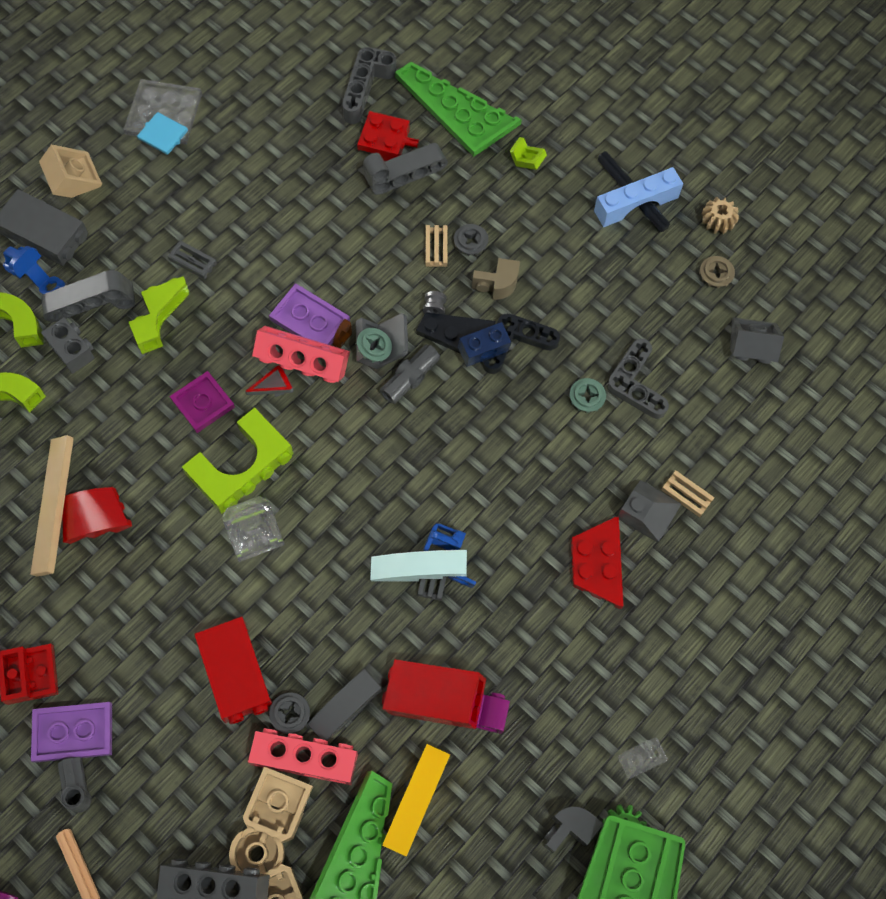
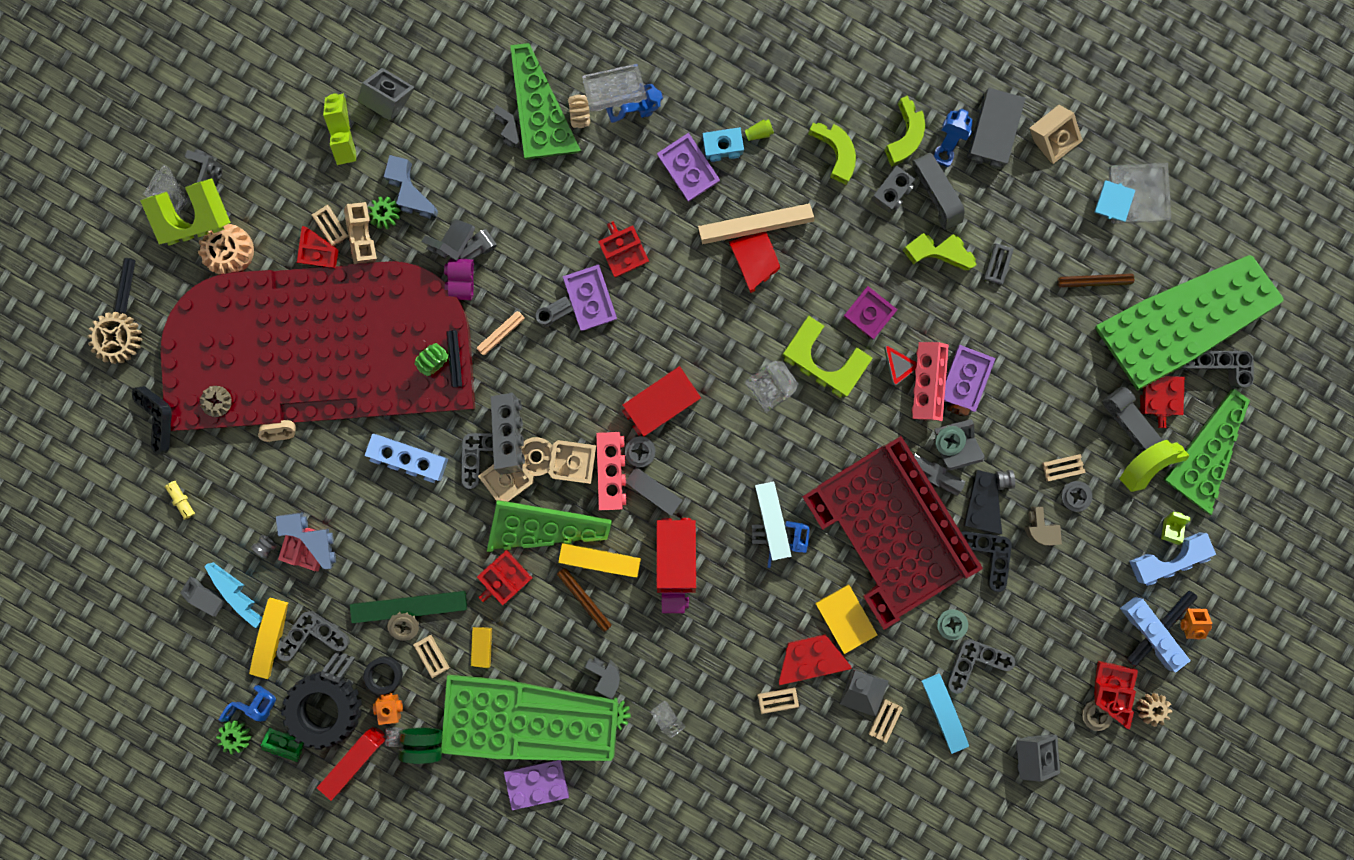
camera: 75 degrees right, 20 degrees up
(242, 171) = (1096, 280): none -> reddish brown axle
(311, 98) = (1188, 320): none -> bright green wing
(452, 159) = (1150, 462): none -> lime arch
(461, 429) = (895, 529): none -> dark red slope
(464, 834) = (584, 599): none -> reddish brown axle
(484, 344) = (973, 531): dark blue brick -> none
(557, 510) = (846, 619): none -> yellow tile
(565, 186) = (1194, 549): none -> light blue arch
(634, 155) = (1196, 624): none -> orange brick
(651, 634) = (775, 693): none -> tan tile
(687, 424) = (945, 713): none -> medium azure slope
(693, 248) = (1115, 691): none -> red slope

